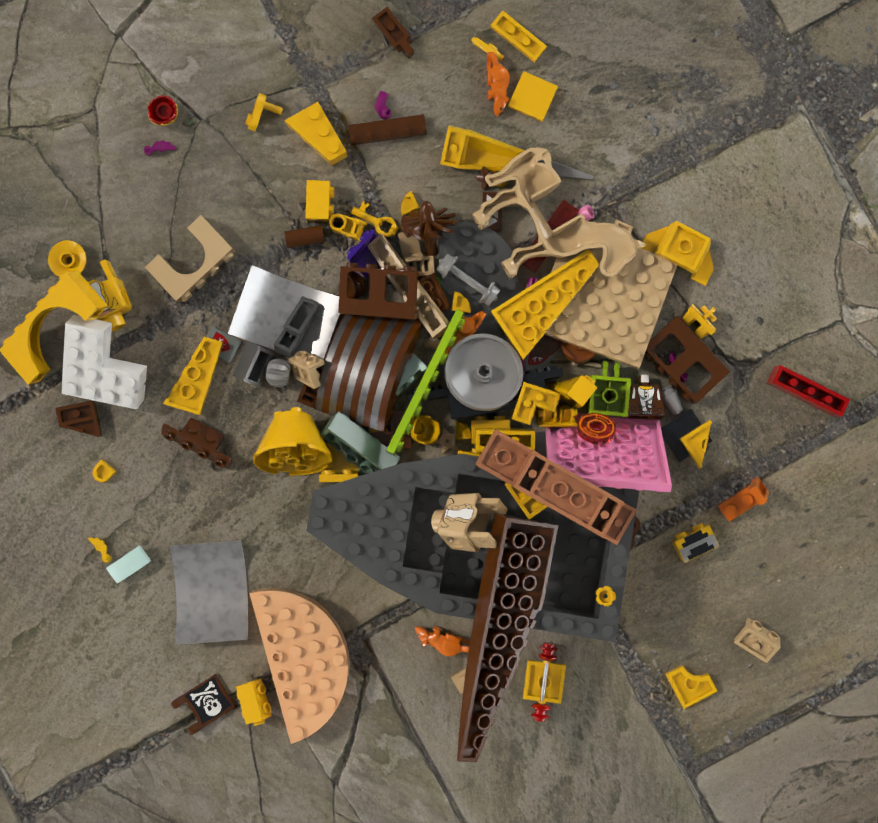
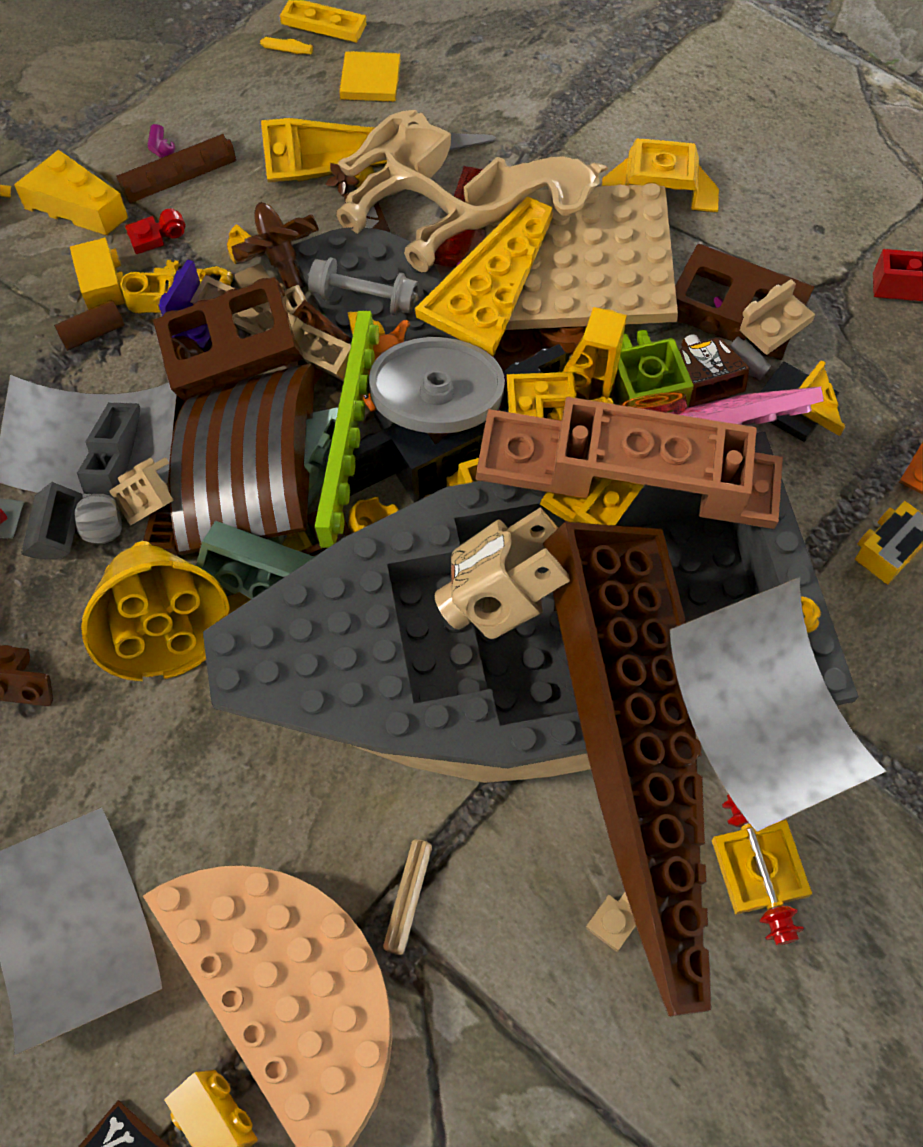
camera: 25 degrees left, 25 degrees down
(355, 176) = (148, 234): none -> red plate
(373, 632) = (407, 897): none -> tan axle
(394, 31) = (149, 61): reddish brown hinge -> none
(447, 644) = (553, 864): orange animal -> none
(498, 79) = (313, 71): orange animal -> none
(565, 642) = (766, 707): none -> flat silver sticker
(695, 390) = (775, 318): none -> tan bracket
(706, 326) = (737, 241): yellow hips -> none

